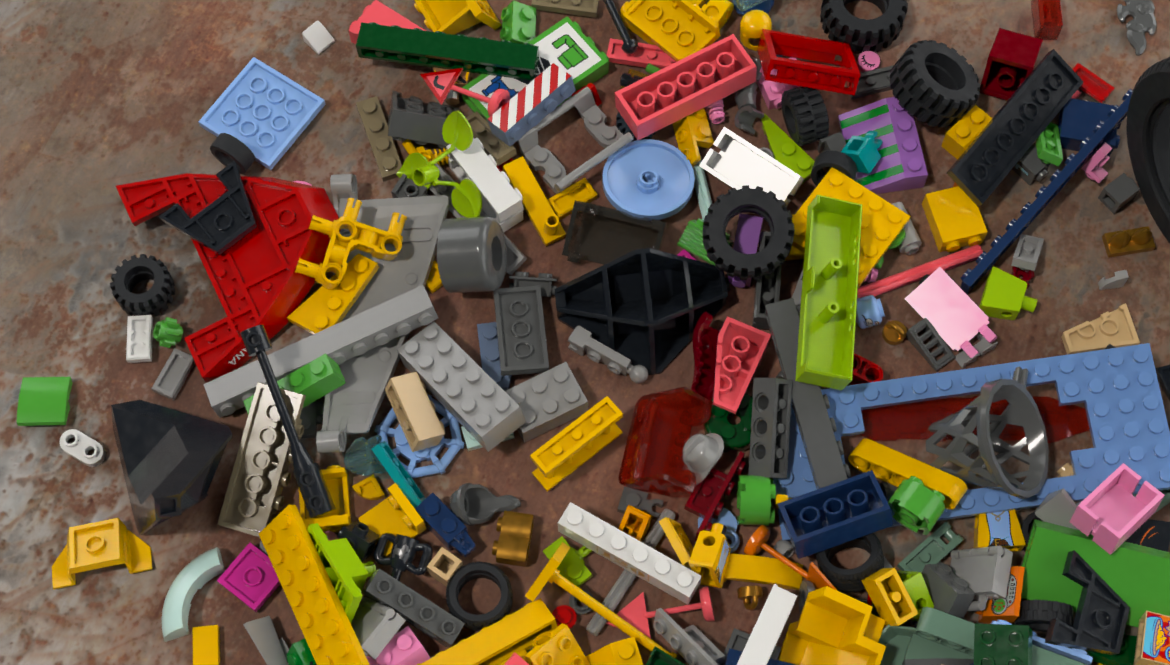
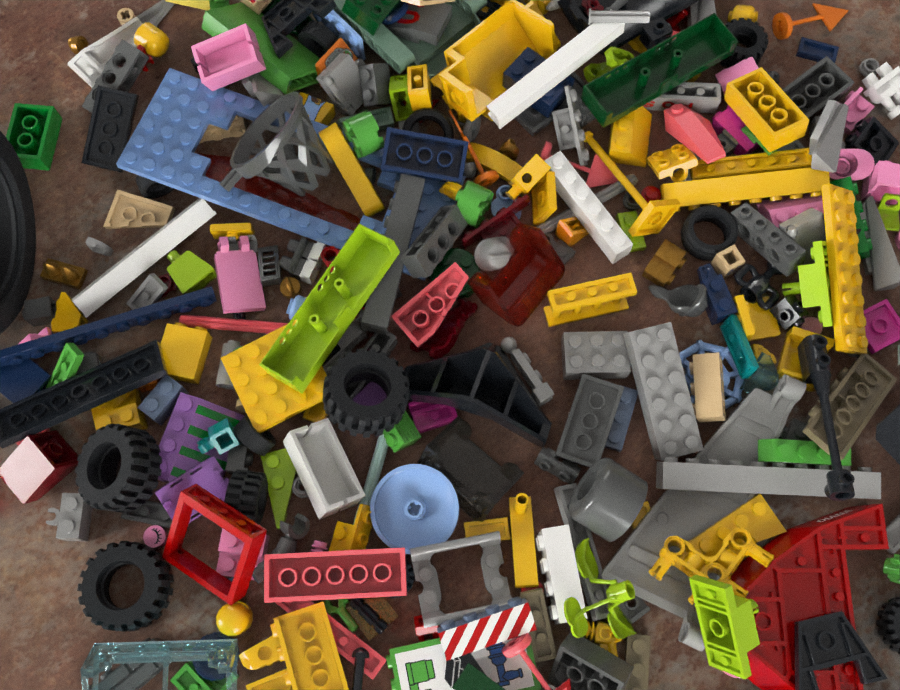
camera: 155 degrees left, 5 degrees up
(320, 189) = (725, 625): none -> lime brick
(855, 113) = (206, 477): none -> medium lavender piece
(896, 359) = (305, 261): none -> hips
(941, 160) = (162, 399): none -> sand blue piece
(946, 31) = (72, 518): none -> light grey brick
(994, 356) = (231, 230): none -> yellow plate
(1061, 283) = (143, 257): none -> white tile
(1086, 200) = (67, 315): none -> yellow slope

